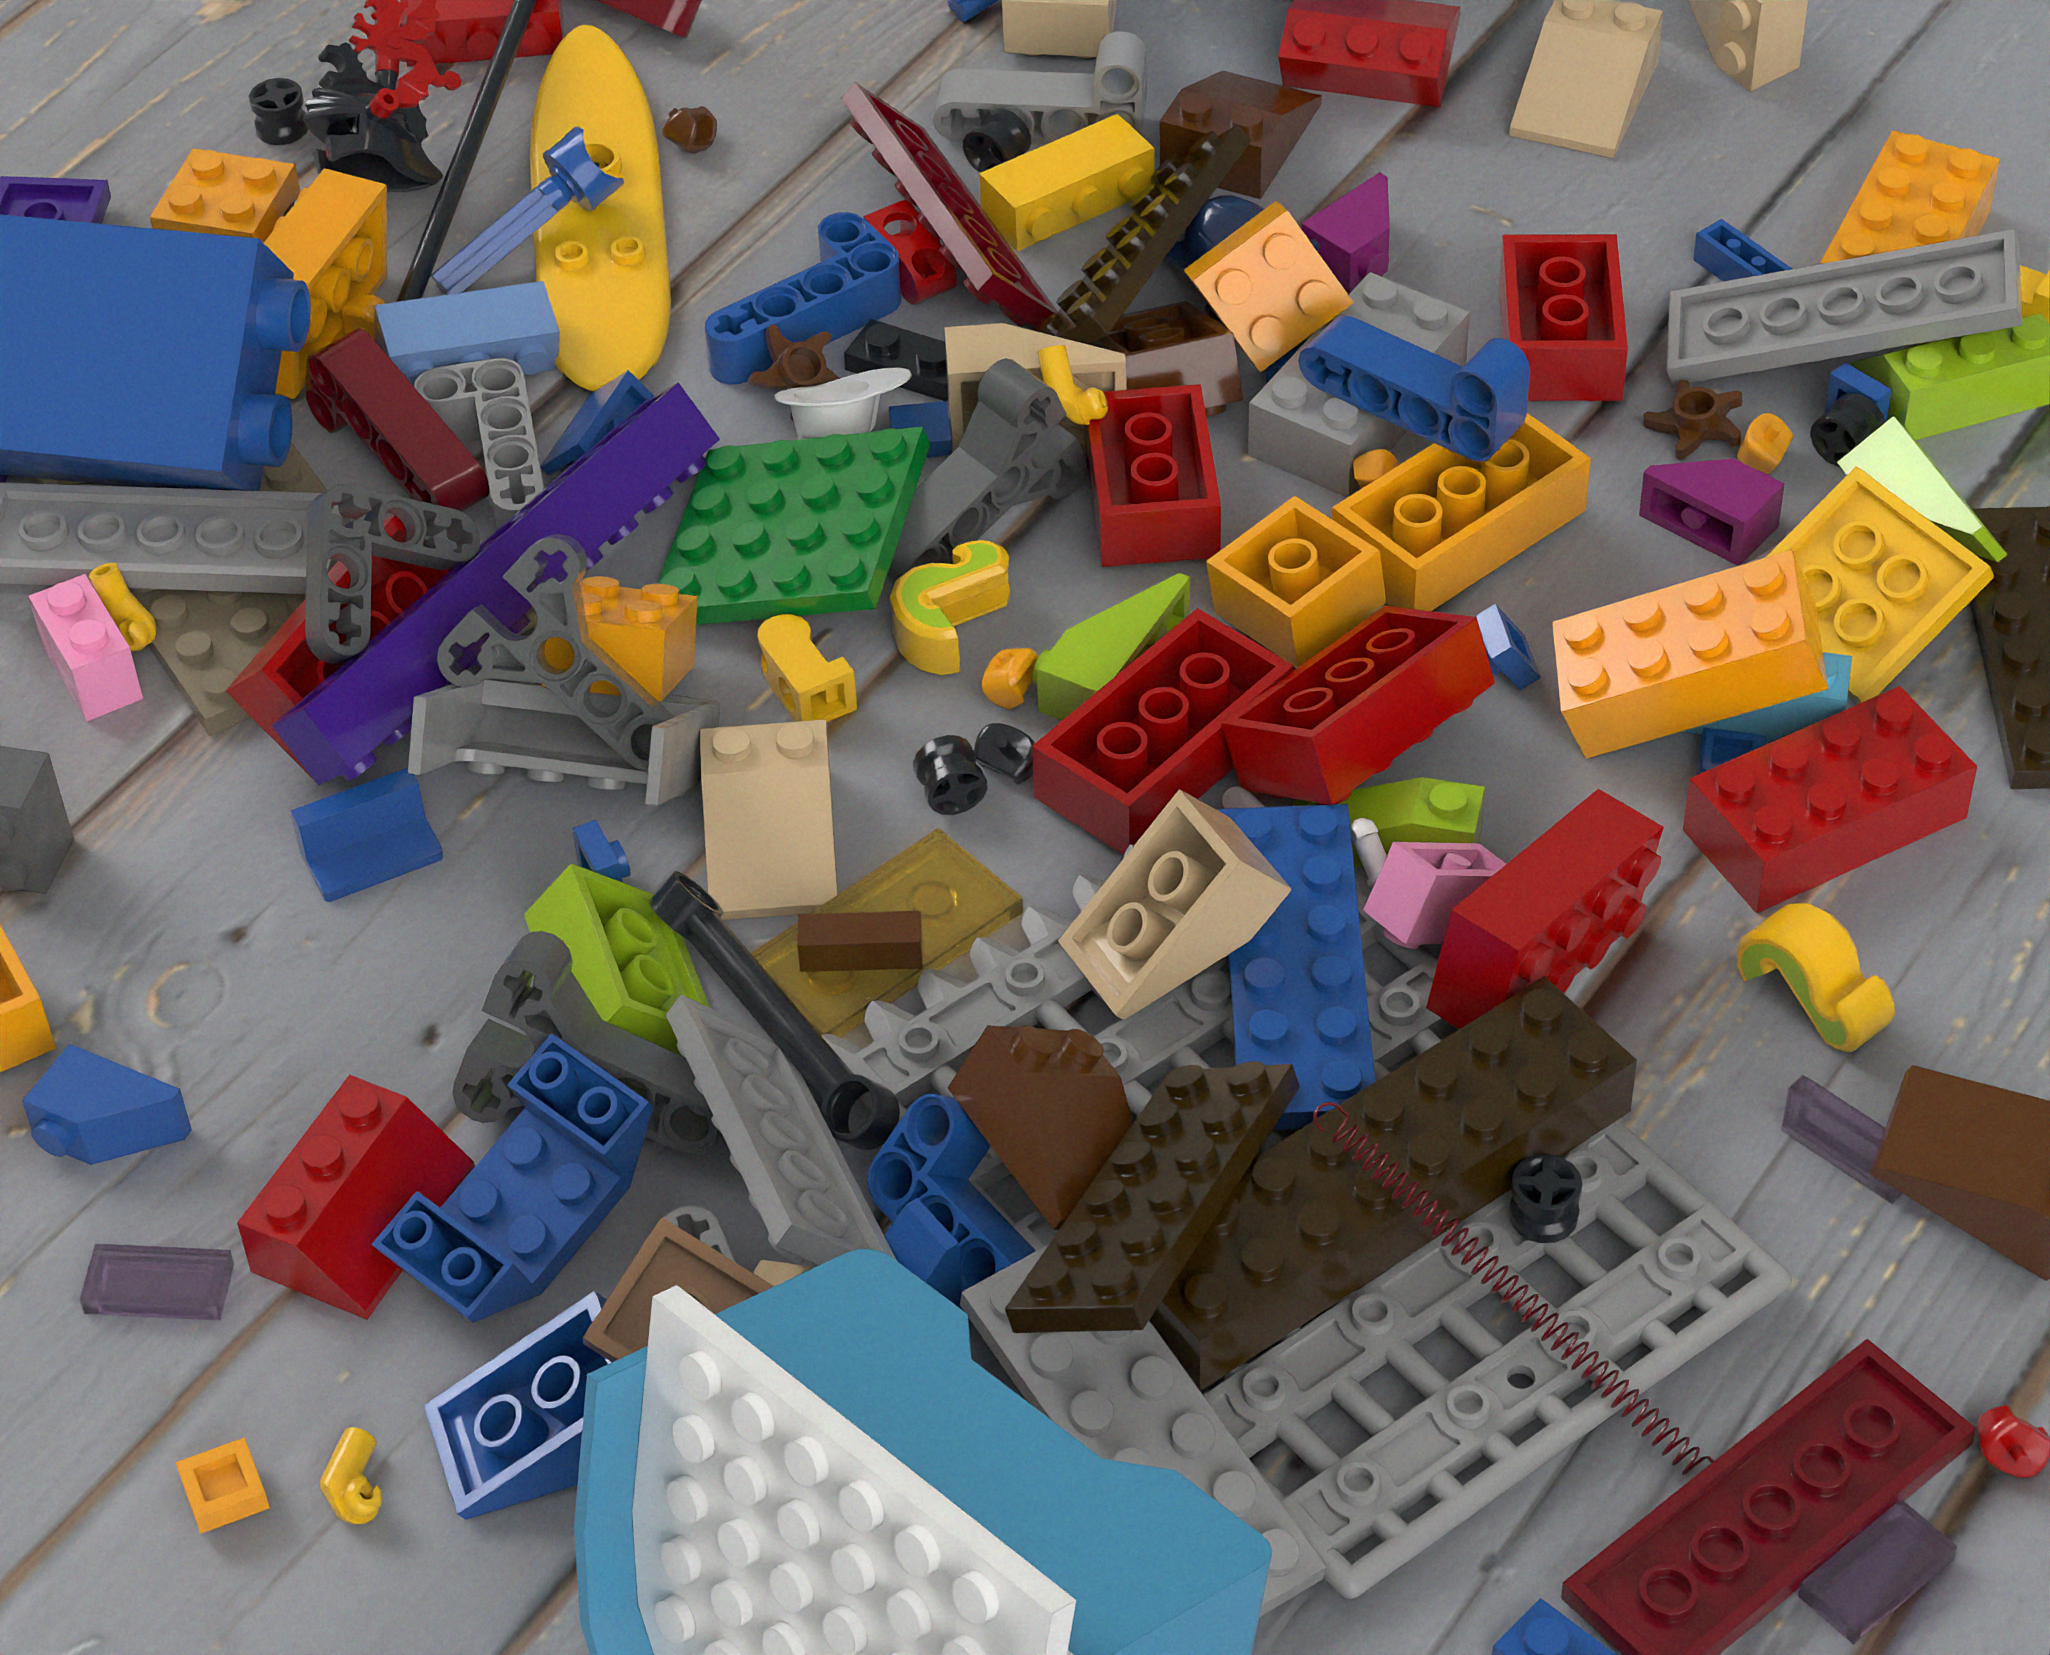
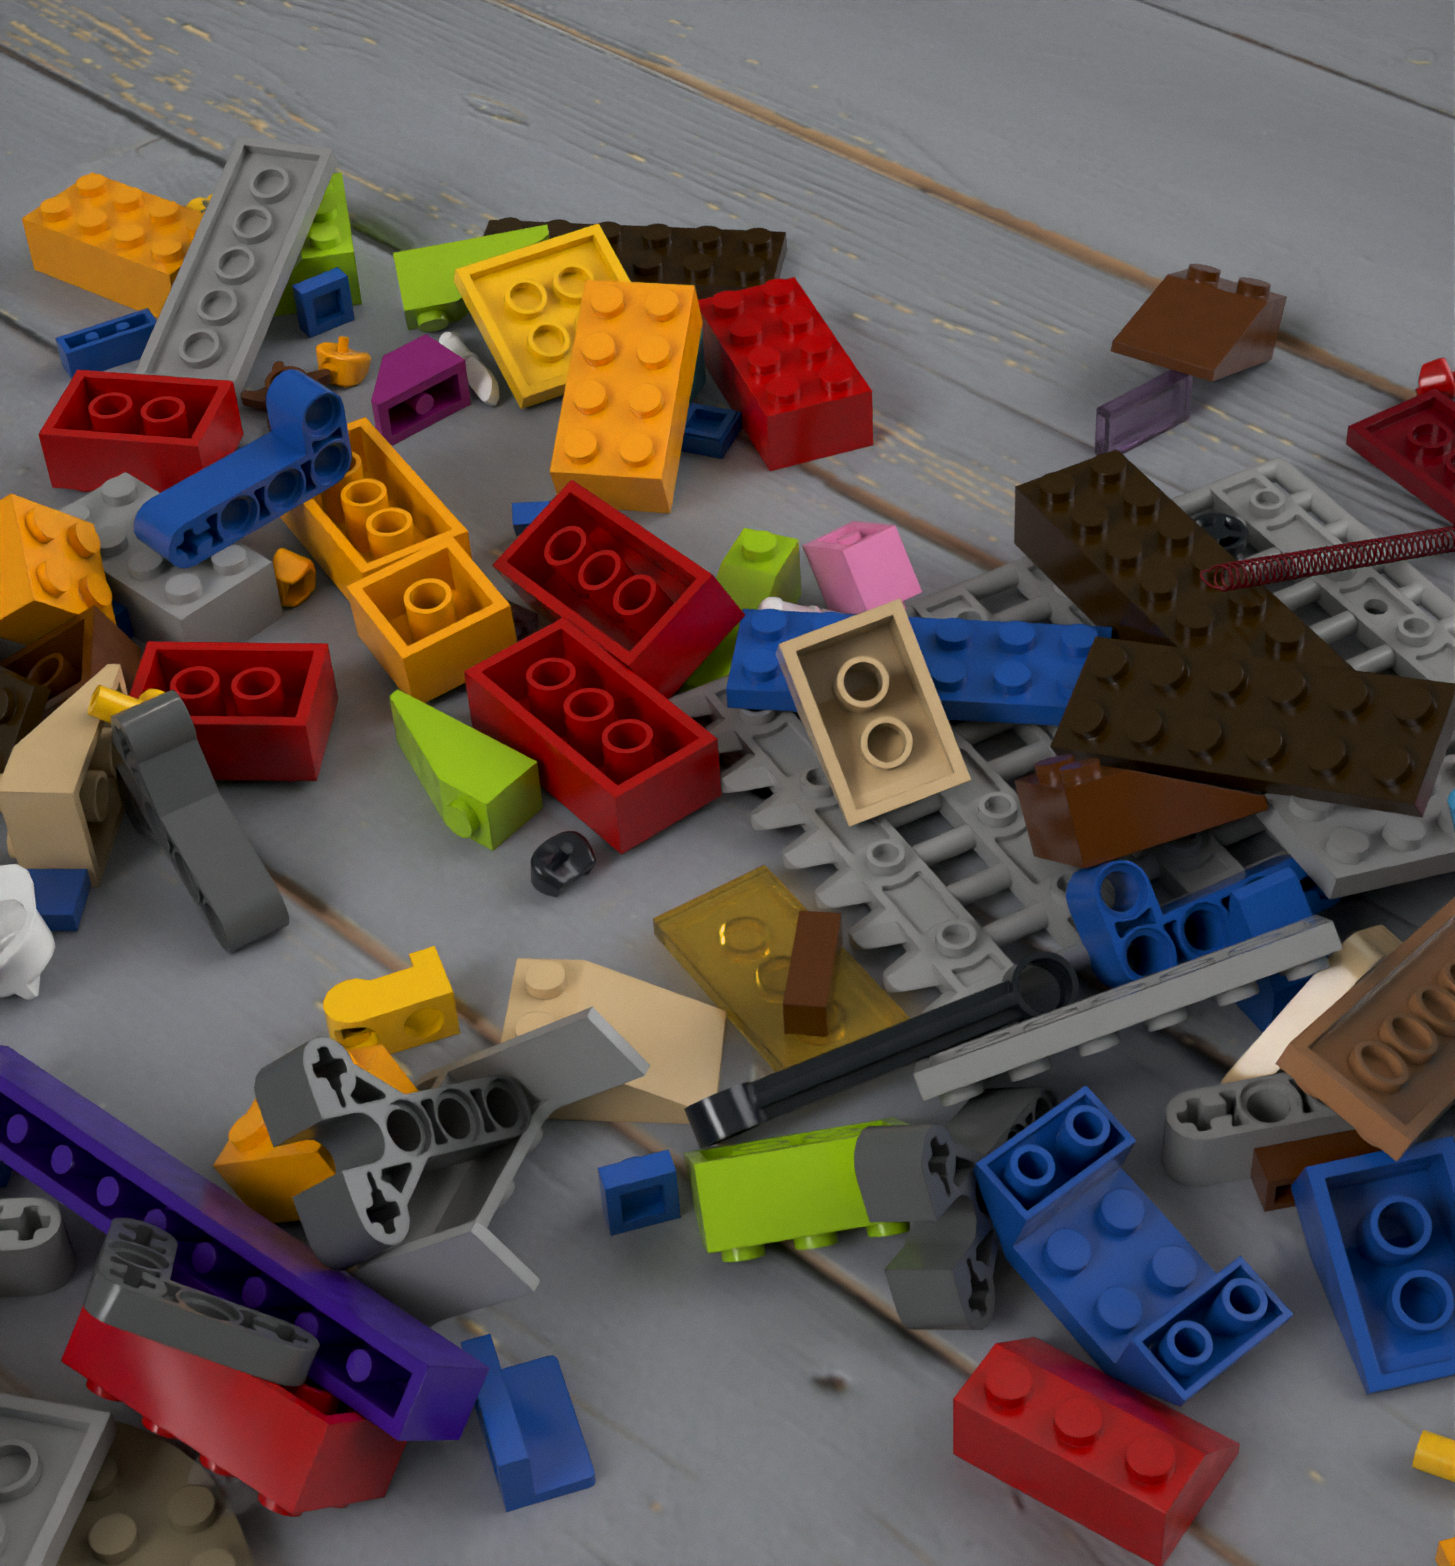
camera: 80 degrees left, 5 degrees down
(795, 525) = (185, 987): green plate -> none
(942, 595) = (341, 908): yellow animal -> none
(950, 775) = (587, 900): black wheel -> none
(1009, 676) = (459, 847): light orange piece -> none
(1548, 909) = (950, 504): red brick -> none
(1822, 971) = (966, 386): yellow animal -> none
(1845, 426) = (353, 311): black wheel -> none

